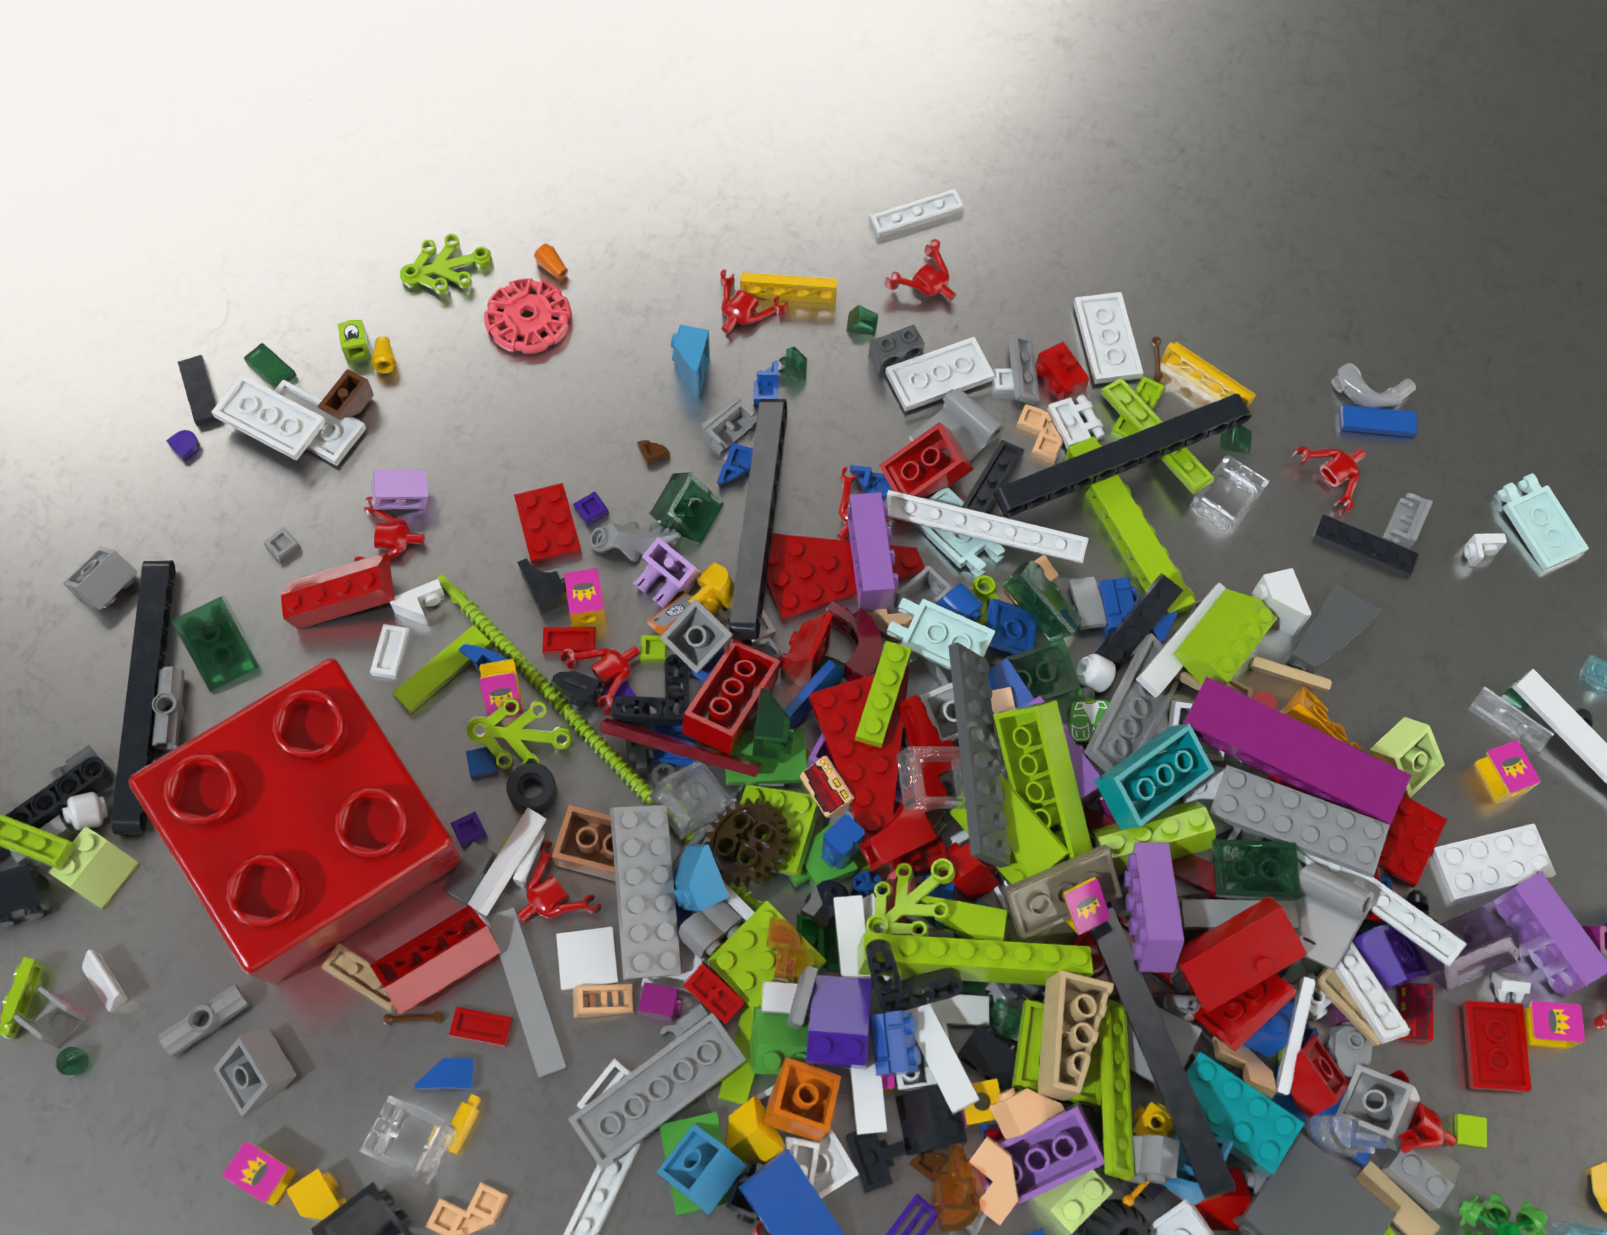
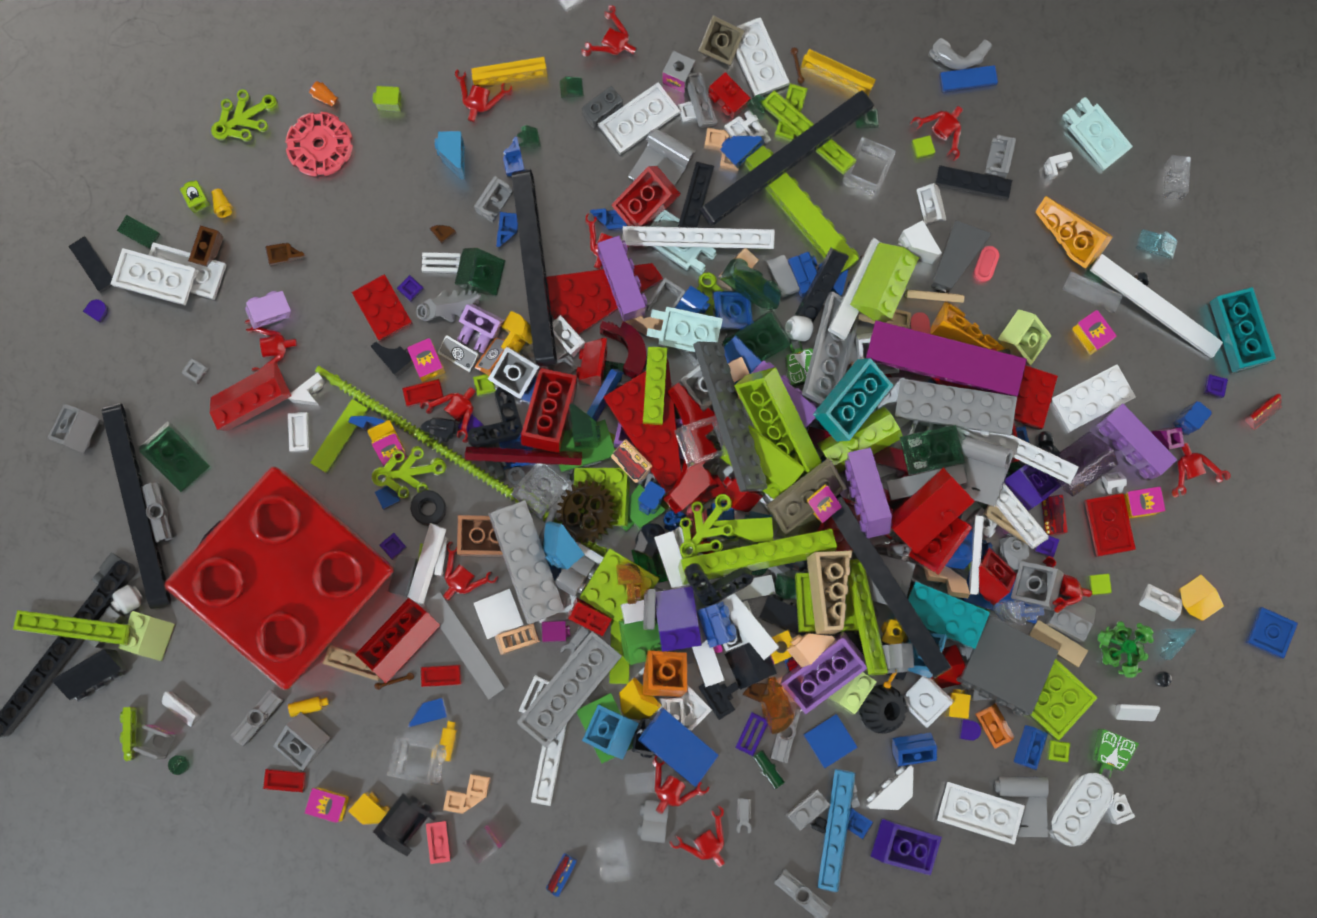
camera: 15 degrees left, 15 degrees up
(212, 1123) = (284, 780): none -> red tile
(280, 1021) = (307, 706): none -> yellow cylinder
(441, 431) = (282, 254): none -> reddish brown slope
(628, 282) = (387, 98): none -> lime brick
(630, 601) = (458, 353): none -> slope
(639, 482) = (457, 256): none -> white tile
(780, 611) = (567, 336): none -> white slope
(997, 1166) = (800, 685): light nougat tile -> none
(1000, 326) = (677, 79): none -> light grey piece
(1064, 431) = (740, 148): none -> blue slope
(1065, 305) = (721, 40): none -> dark tan slope
(1094, 387) = (755, 103): none -> clear green tile
(1304, 559) = (931, 204): none -> white slope
(1305, 488) = (923, 147): none -> lime tile
(1367, 652) = (986, 264): none -> coral tile
(1398, 1054) = (1048, 547): none -> dark purple tile
(1497, 640) = (1078, 236): none -> light orange wedge
(1560, 1182) = (1161, 603): none -> white slope

